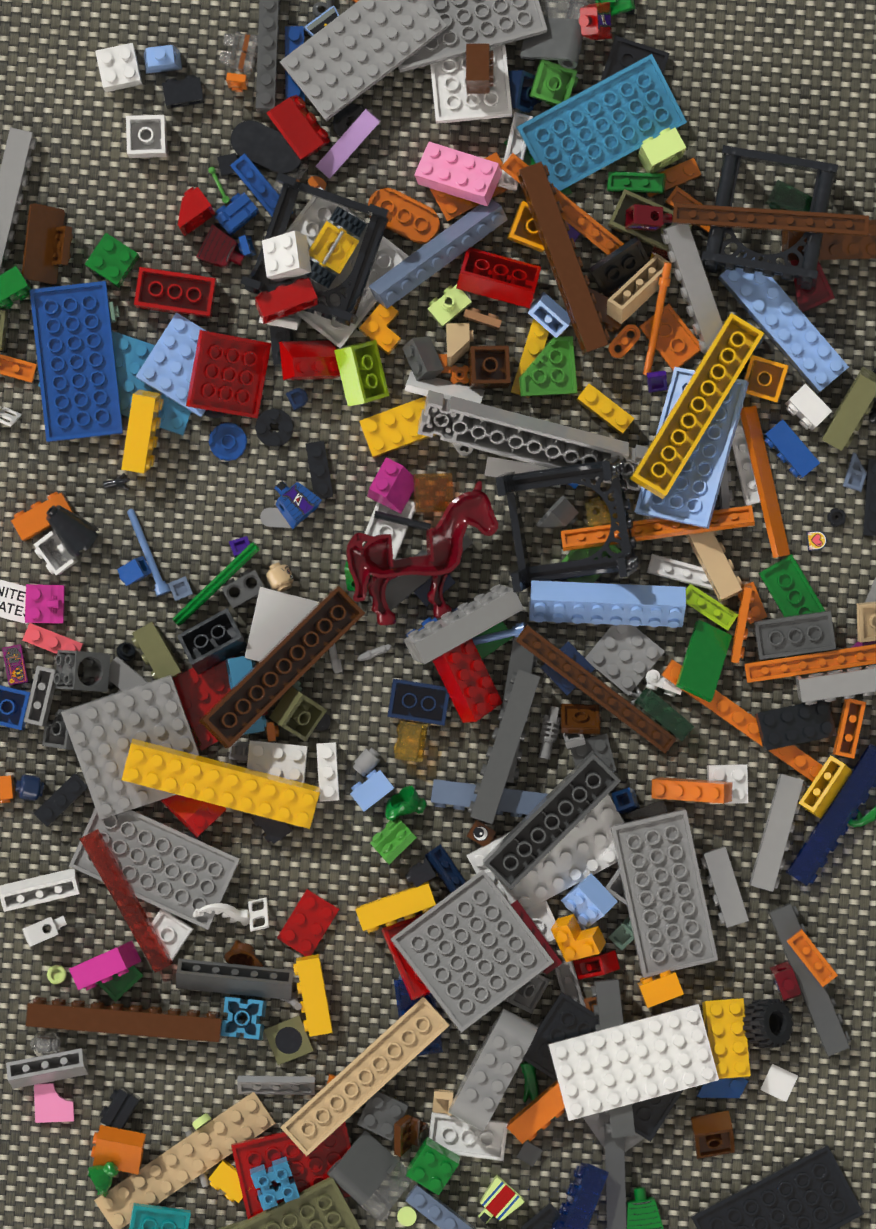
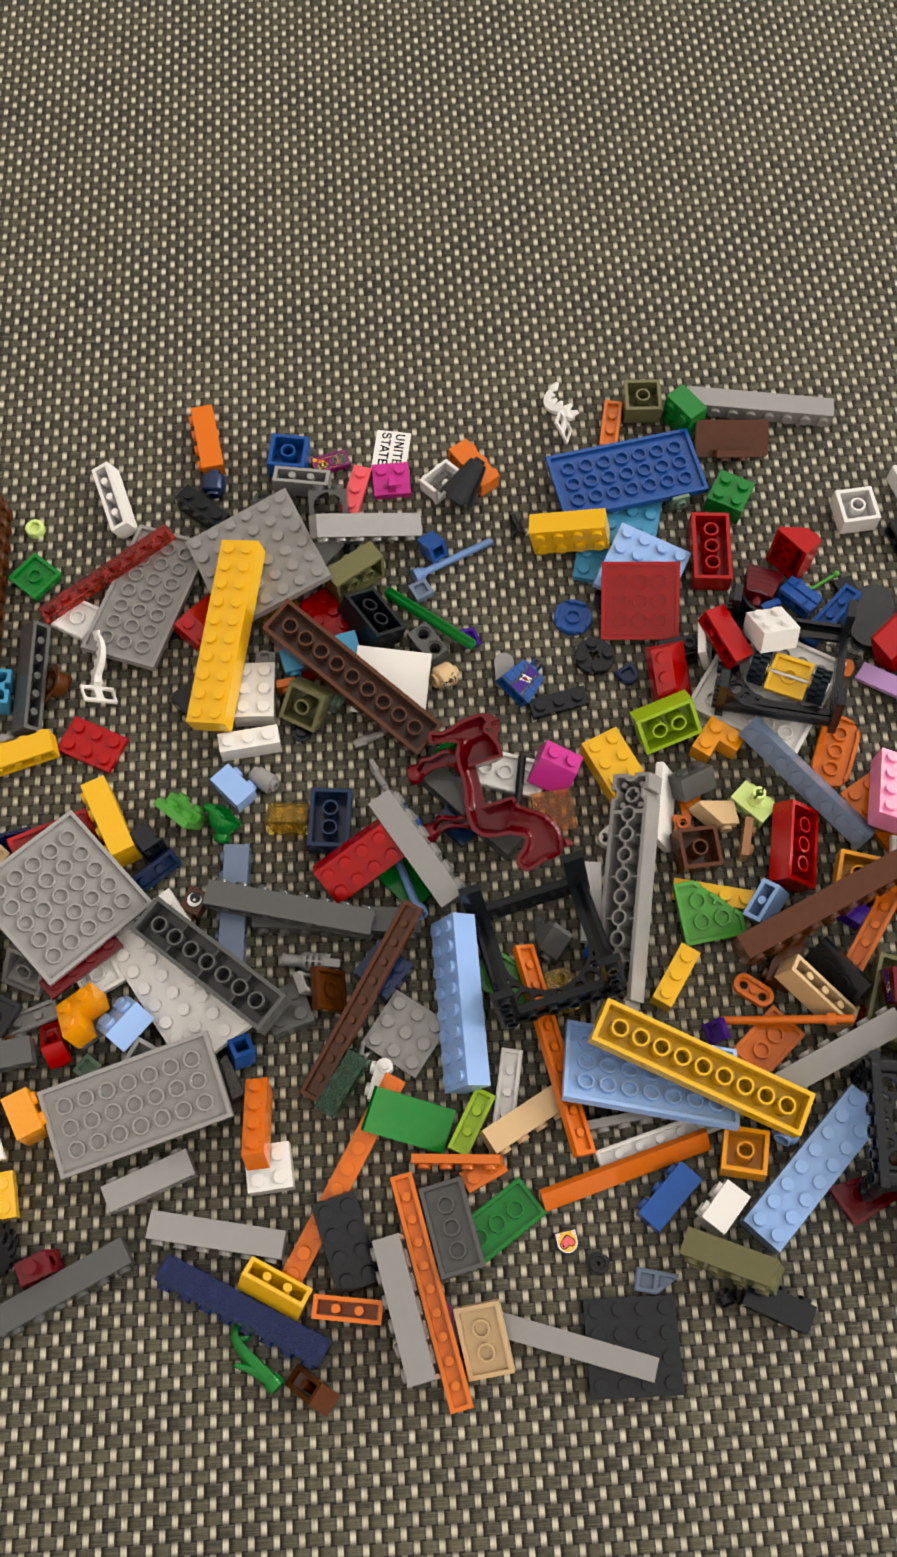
camera: 80 degrees right, 20 degrees down
(35, 934) = (75, 505): white torso -> none
(104, 966) = (41, 561): dark pink wedge -> none
(113, 635) = (365, 525): none -> light grey brick
(812, 958) = (65, 1295): orange plate -> none

